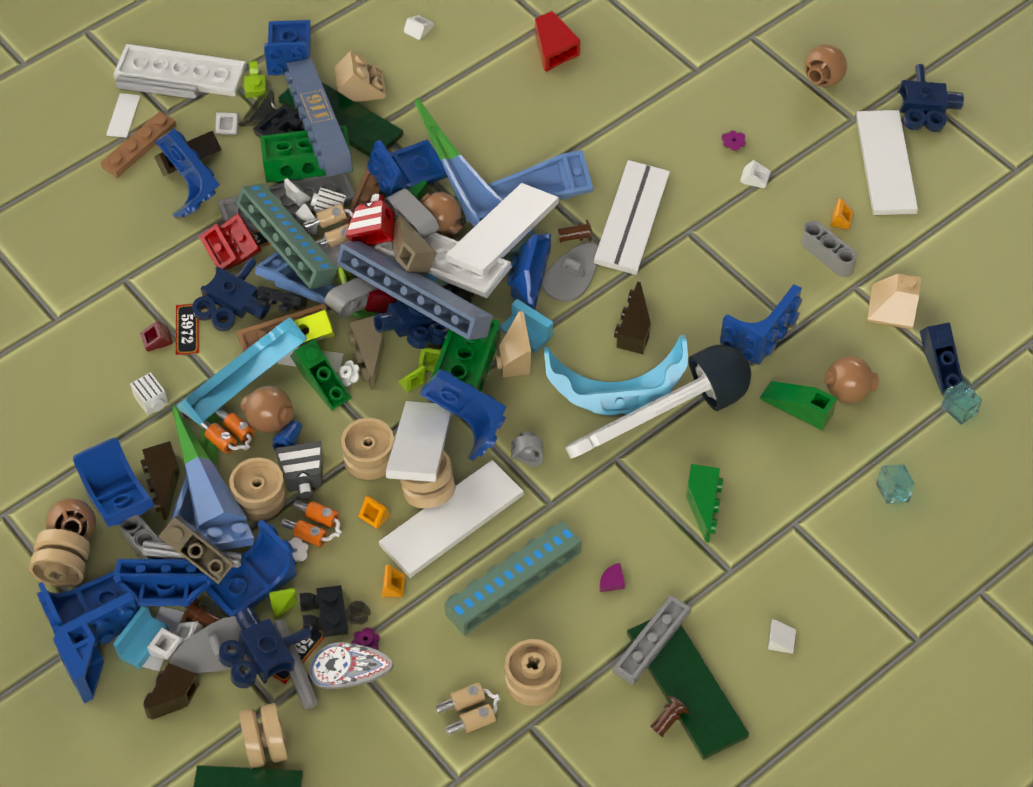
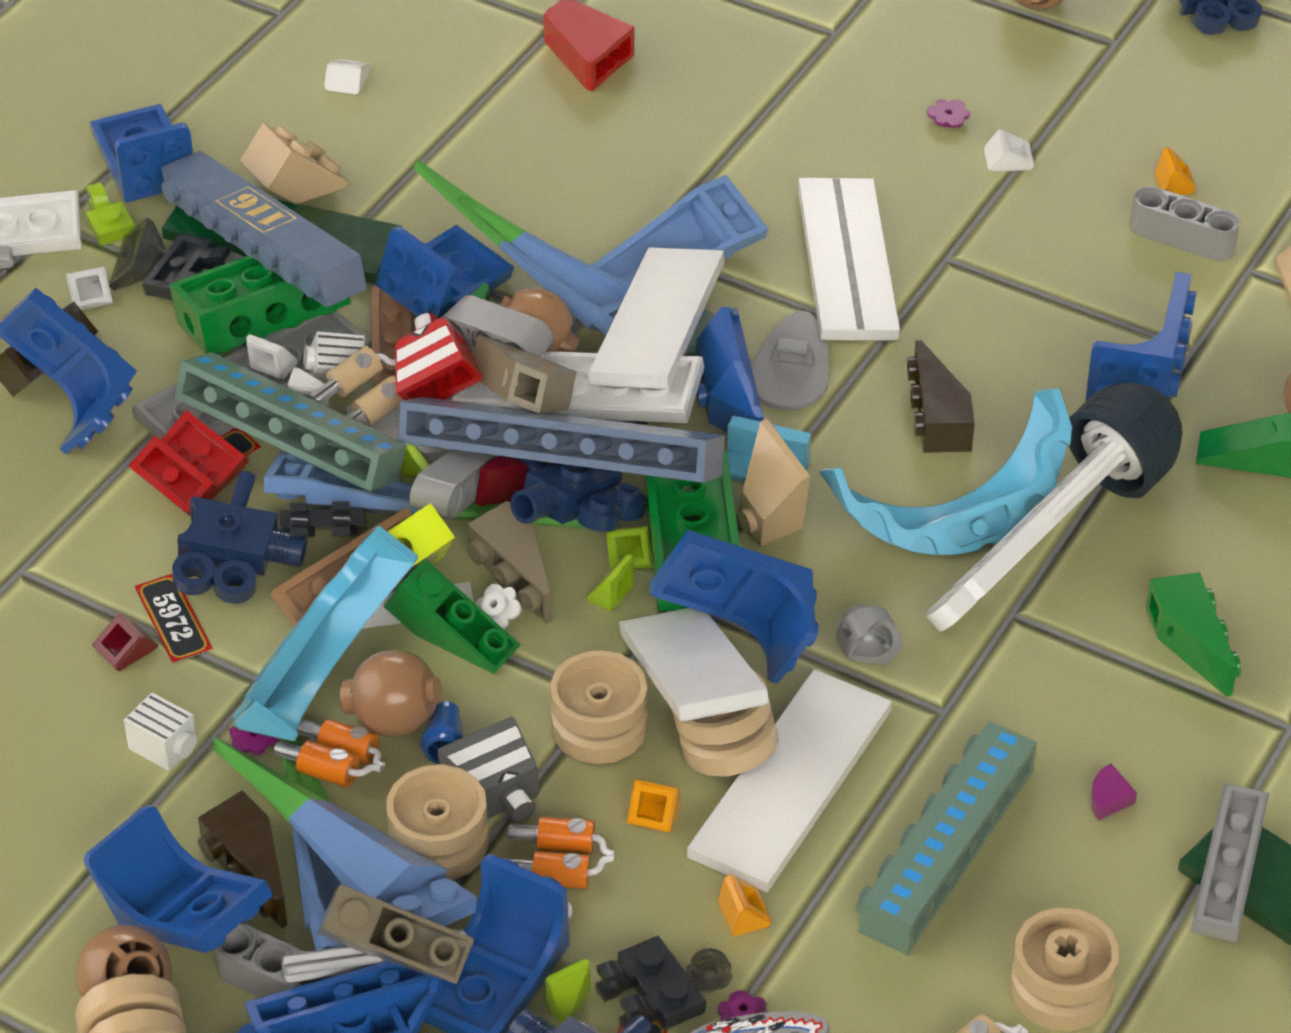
camera: 20 degrees left, 10 degrees down
(576, 232) = (773, 300): reddish brown pin -> none
(886, 162) = (1201, 88): white tile -> none

